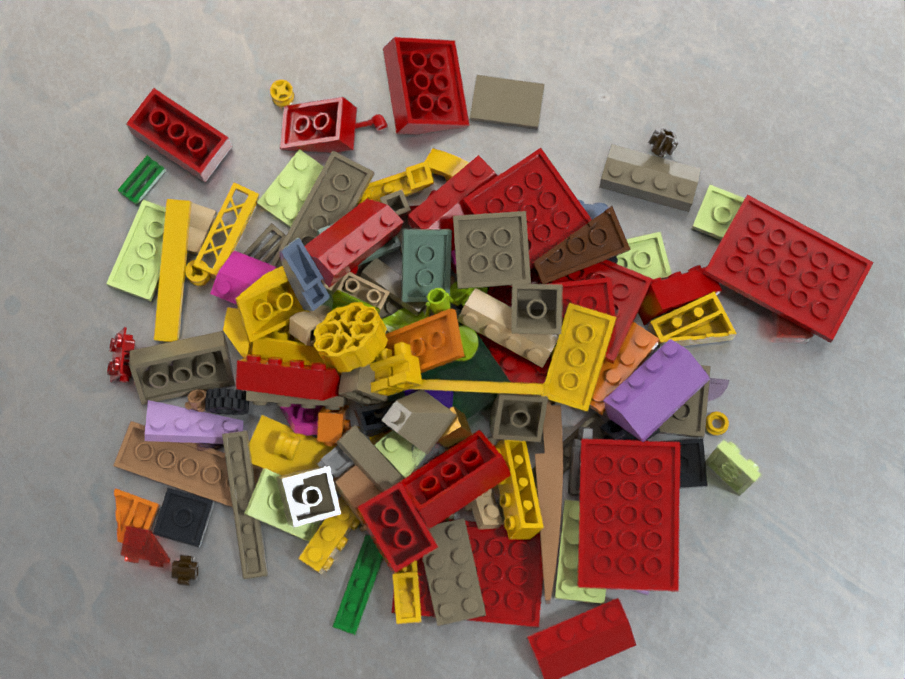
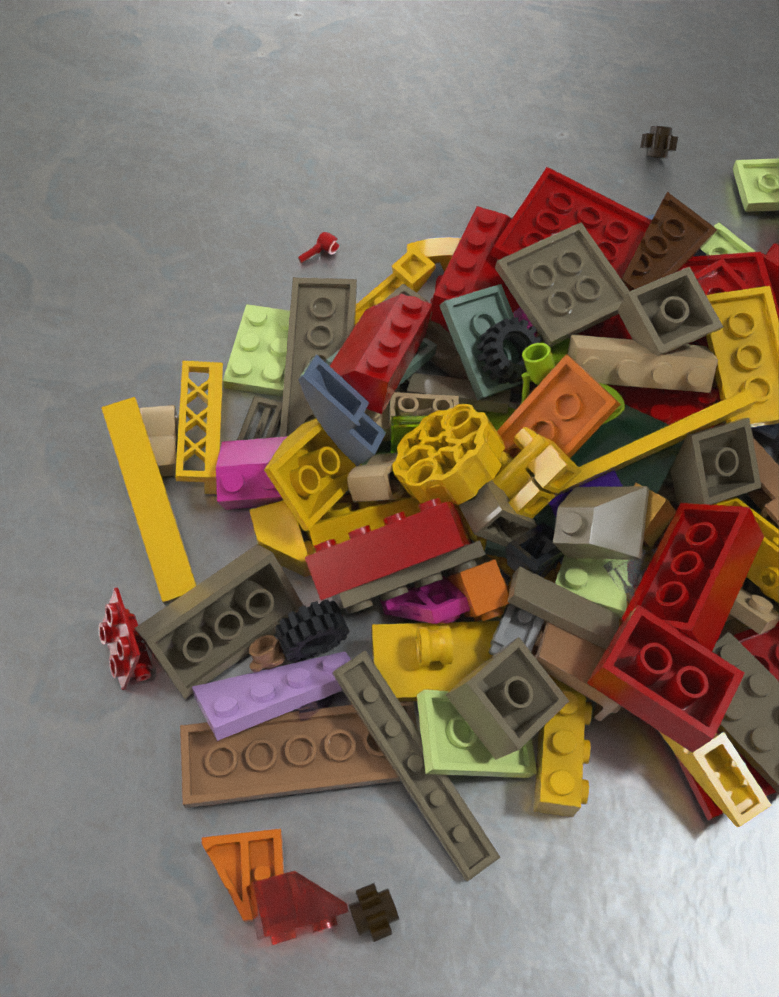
camera: 30 degrees left, 15 degrees down
(135, 174) = (45, 423): green tile -> none
(140, 257) = (96, 503): yellowish green plate -> none
(179, 135) = (82, 342): red brick -> none
(183, 517) = (329, 831): black plate -> none
(200, 278) = (189, 499): yellow wheel -> none
(281, 88) = (193, 256): yellow wheel -> none
(319, 126) = (257, 270): red slope -> none
(359, 587) = (639, 804): green tile -> none
(425, 85) = (359, 188): red slope -> none
(425, 268) = (493, 349): none -> black tyre
(507, 102) = (462, 173): dark tan tile -> none
(650, 178) = (689, 180): dark tan slope -> none

